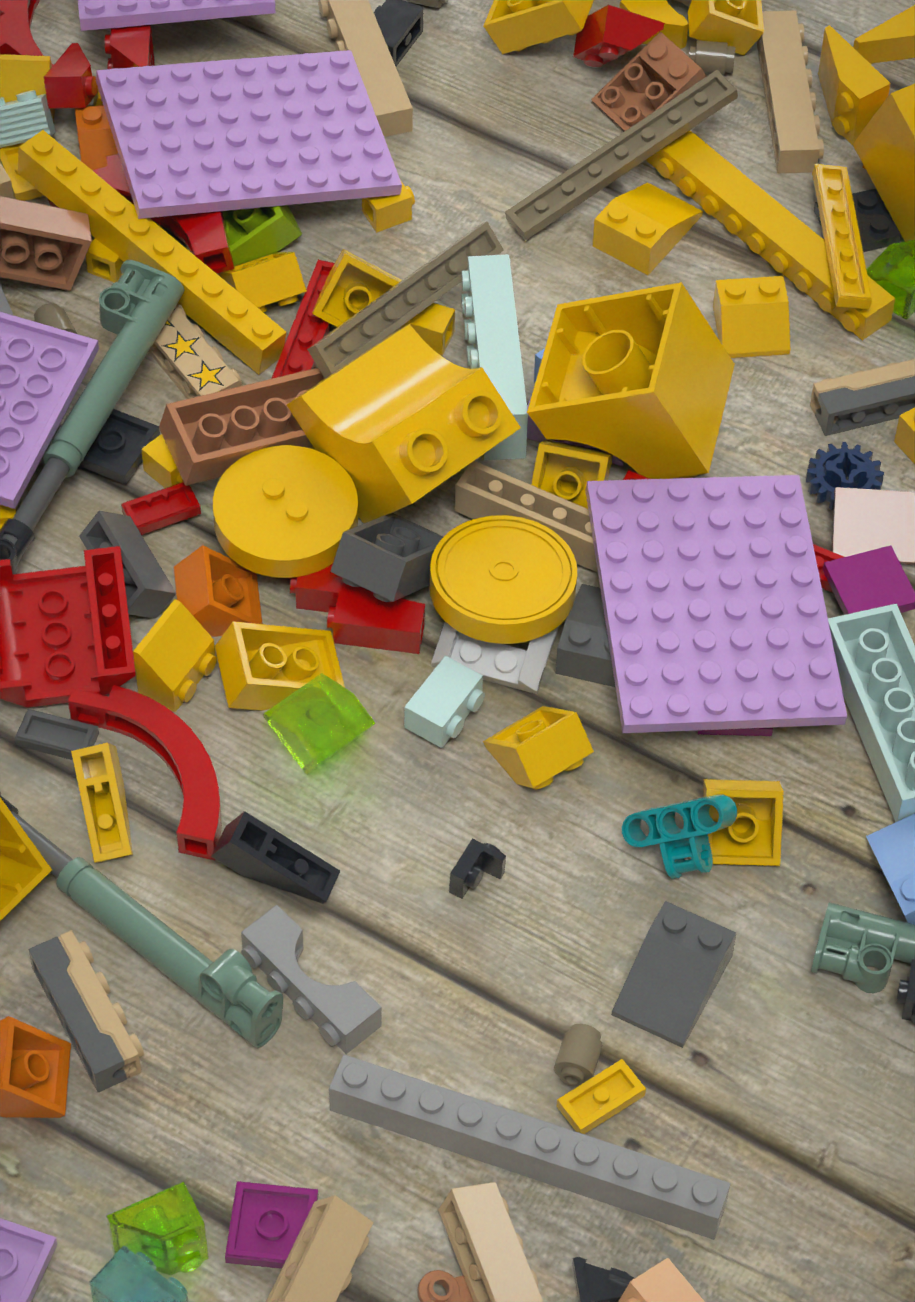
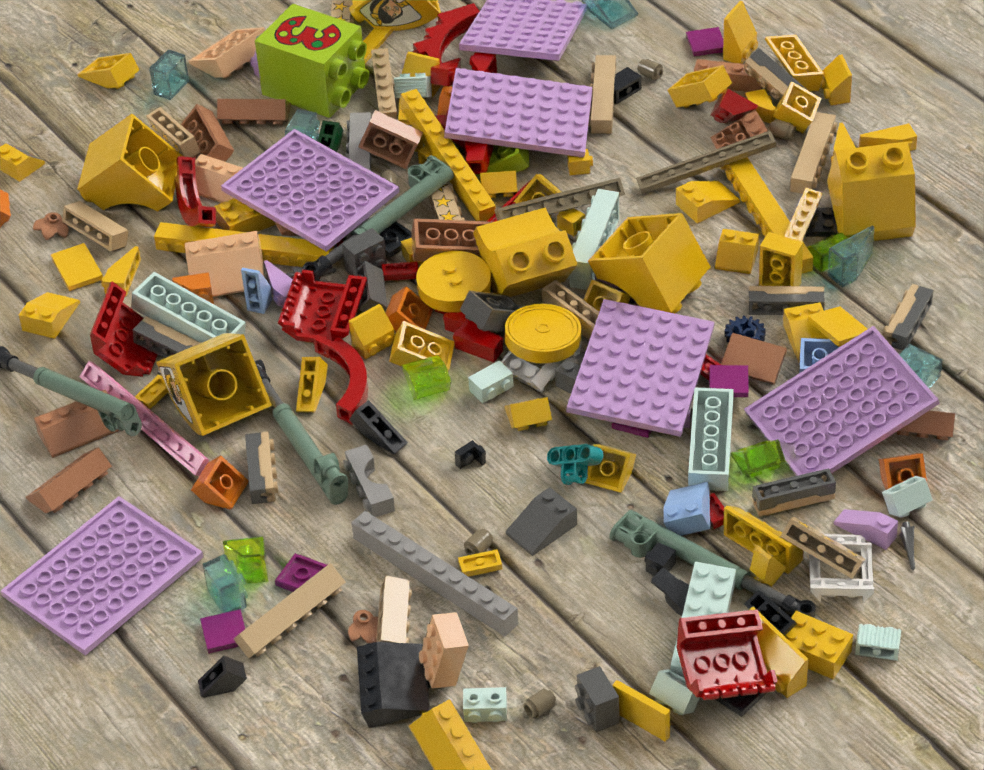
camera: 25 degrees right, 10 degrees down
(54, 734) = (298, 350): dark grey tile -> none
(83, 486) = (364, 247): none -> dark grey brick
(855, 325) = (780, 261): none -> yellow brick

